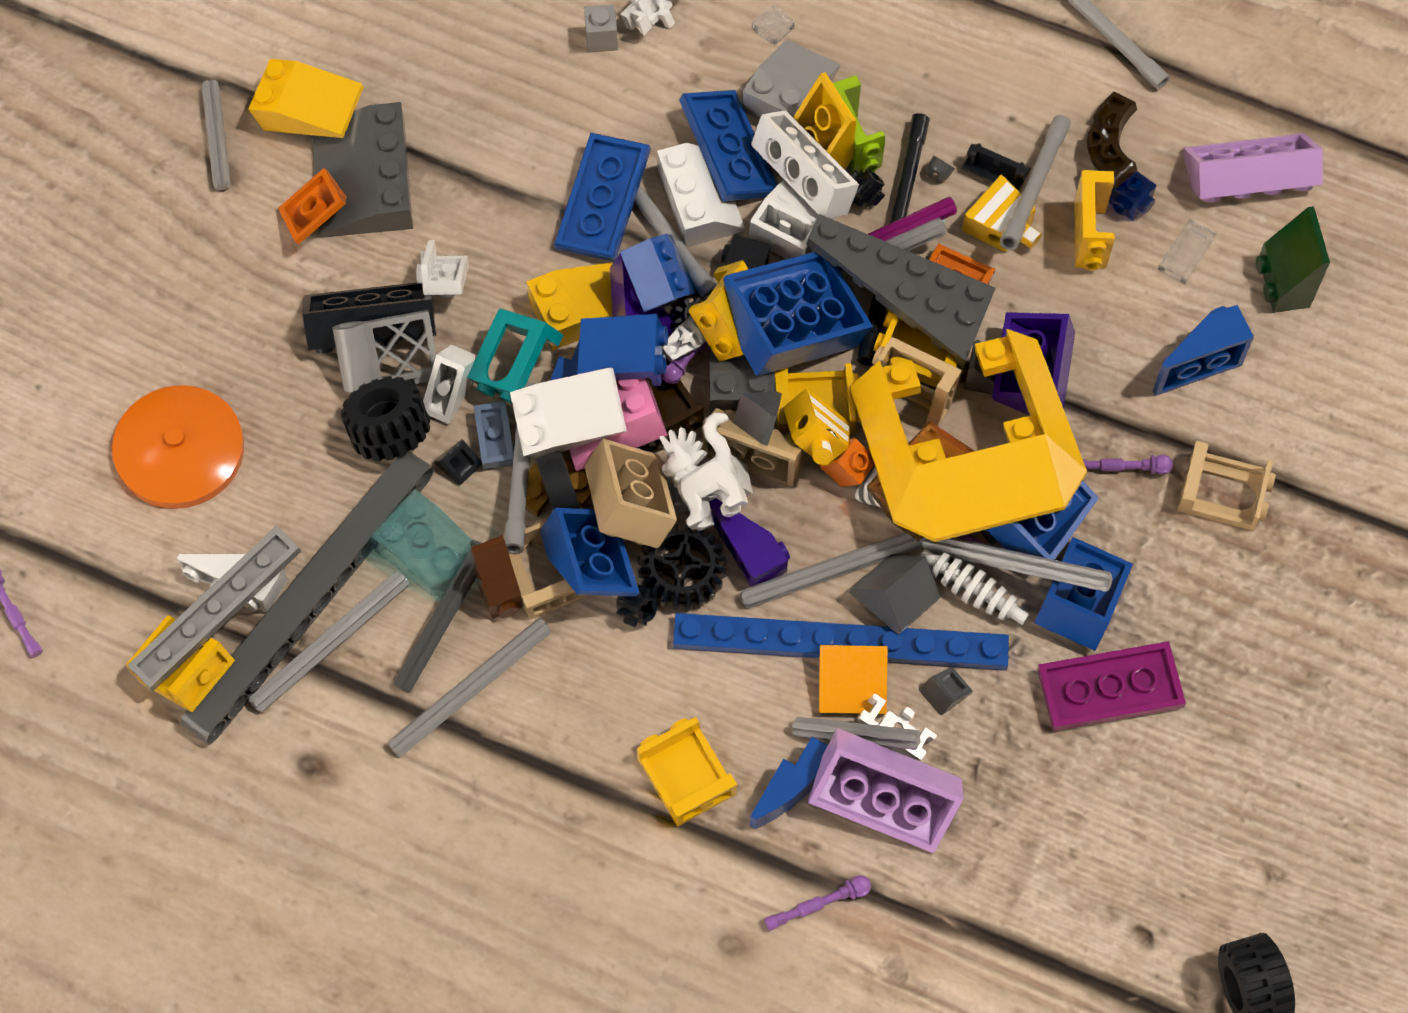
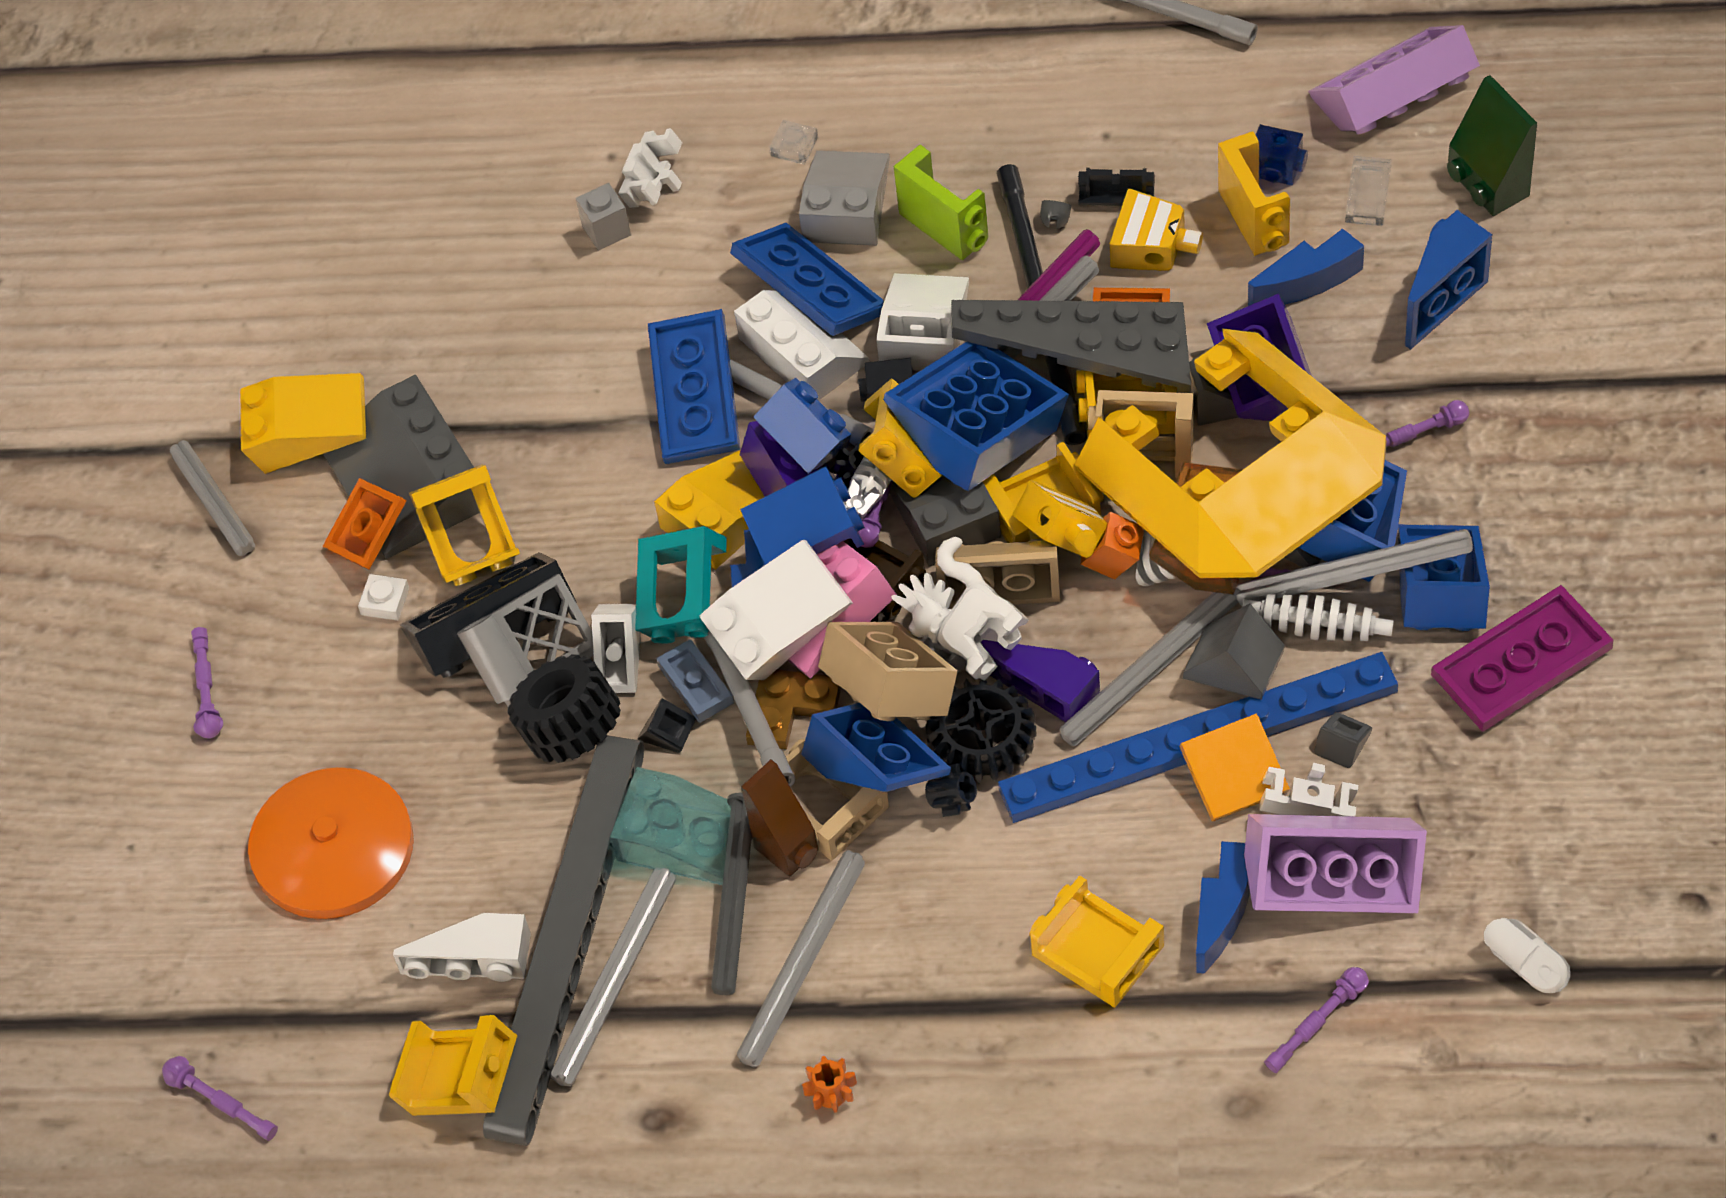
camera: 15 degrees left, 10 degrees down
(134, 312) = (208, 719): none -> medium lavender piece
(214, 608) = (466, 988): light grey plate -> none
(303, 268) = (383, 597): none -> white plate
(361, 265) = (501, 542): none -> yellow panel
(435, 789) = (833, 1095): none -> orange gear
(441, 274) = (551, 536): white bracket -> none
(557, 481) = (797, 690): black tyre -> none
(758, 414) = (991, 529): dark grey slope -> none
(804, 164) = (907, 259): white brick -> none
(828, 120) = (911, 217): yellow slope -> none
(869, 188) = (984, 262): black gear -> none
(881, 735) = (1303, 803): light grey axle -> none
(995, 925) = (1527, 955): none -> white arm
(1017, 223) = (1174, 227): light grey piece -> none
(1105, 135) = (1219, 109): dark brown tile -> none
(1105, 300) = (1309, 270): none -> blue slope
(1257, 477) = (1565, 385): tan panel -> none

